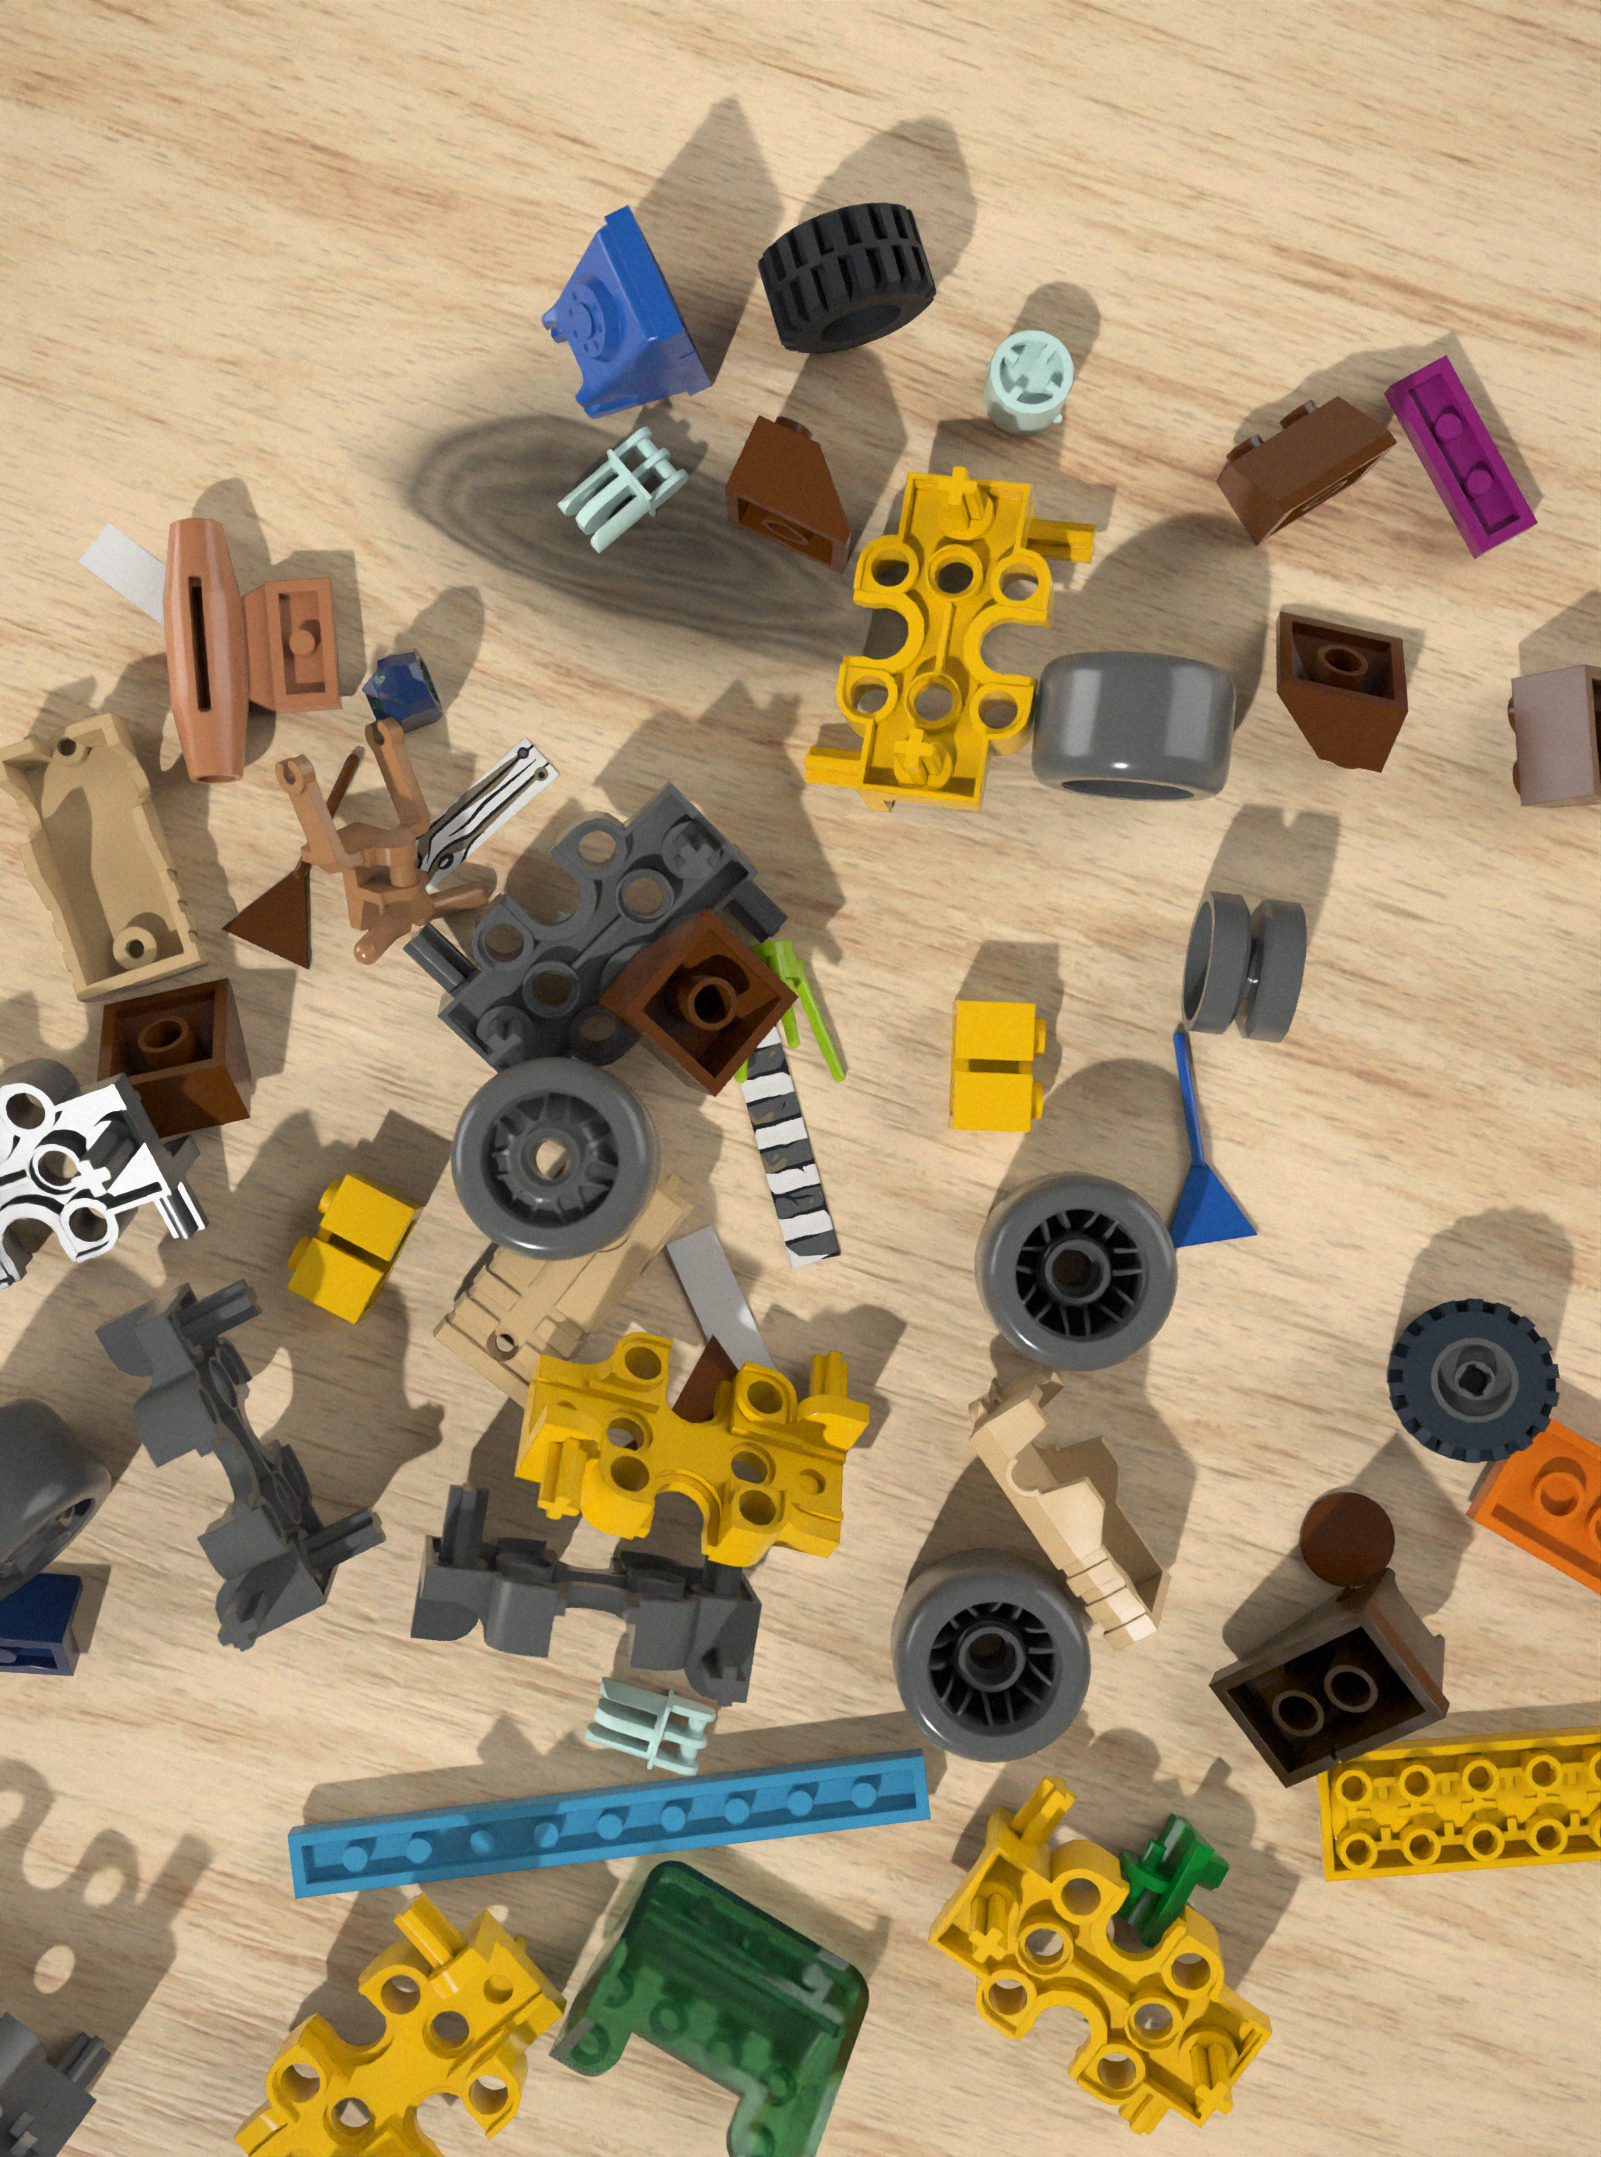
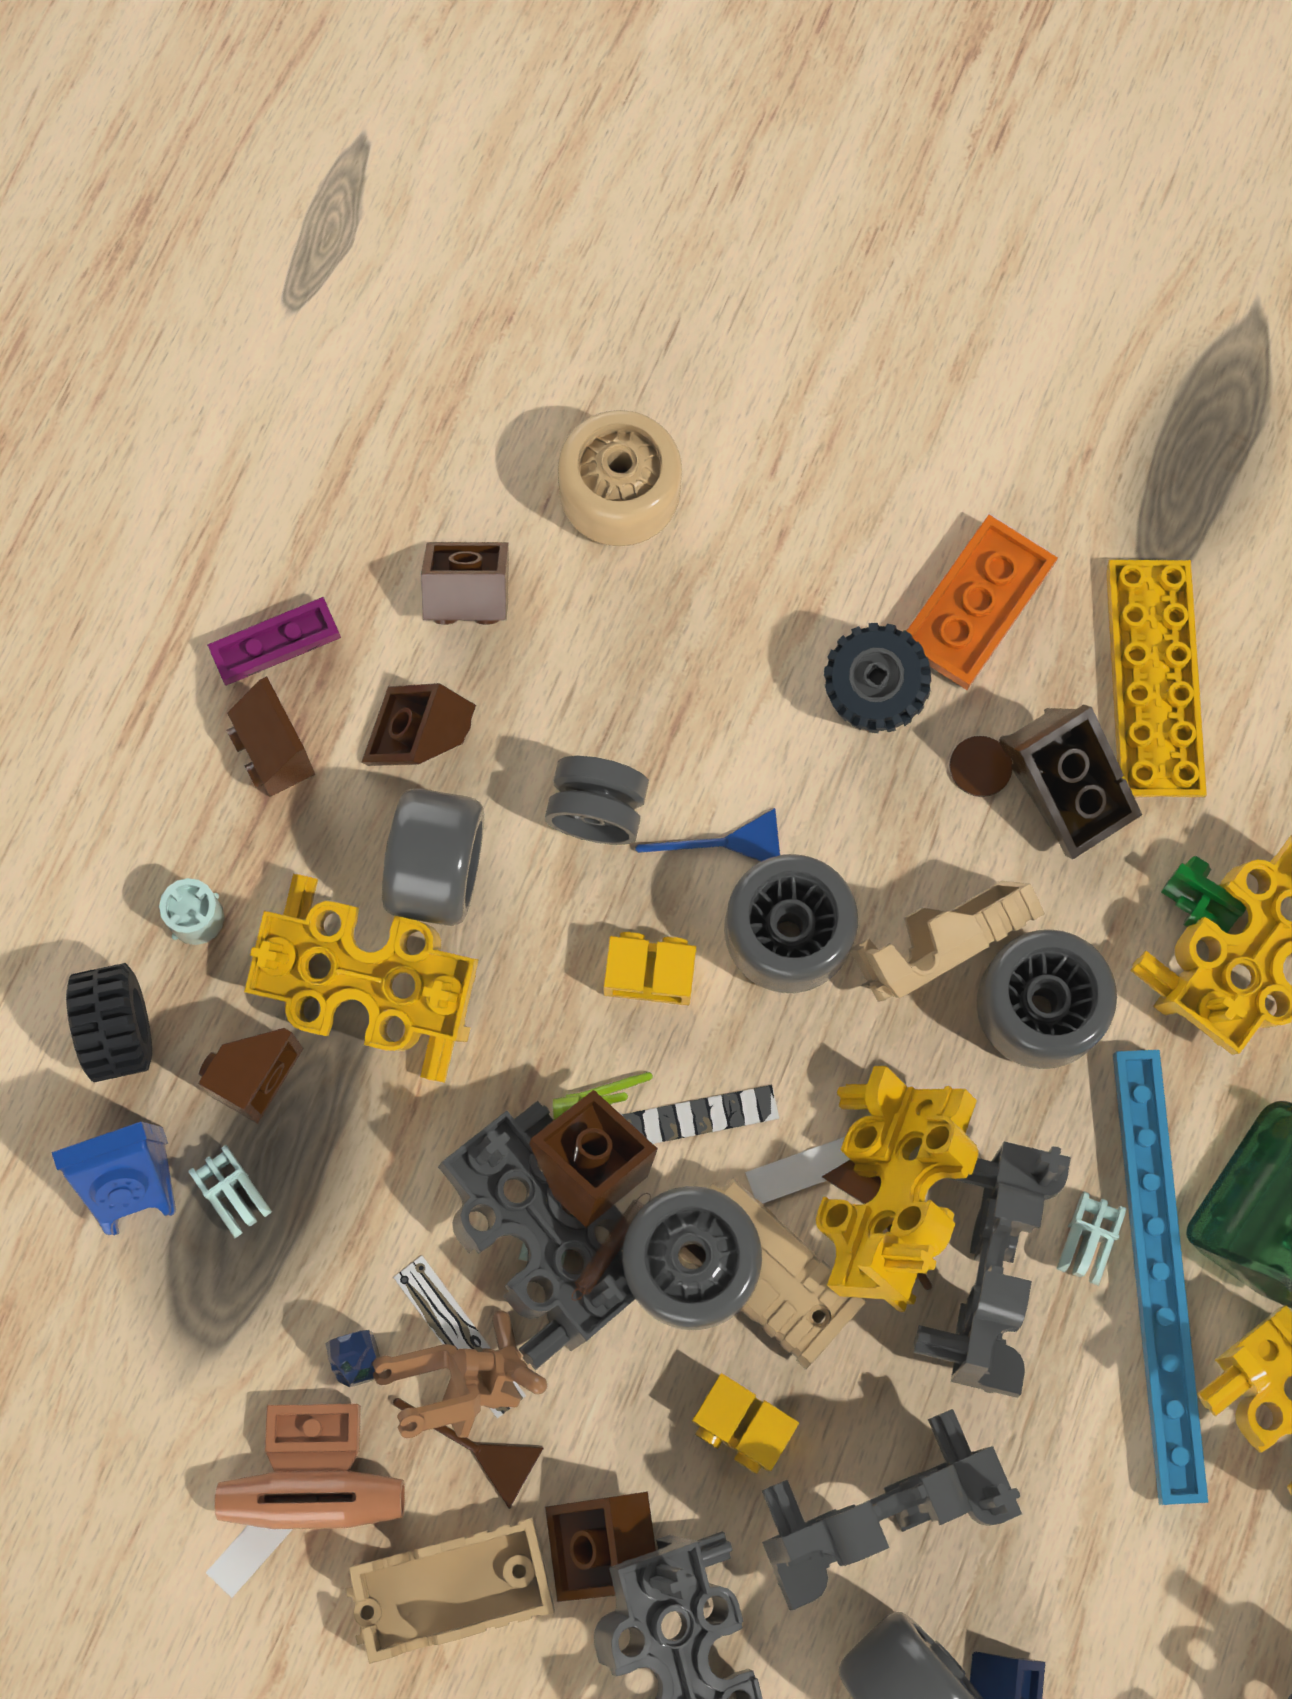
camera: 85 degrees left, 15 degrees down
(581, 1036) = (597, 1269): none -> dark orange piece

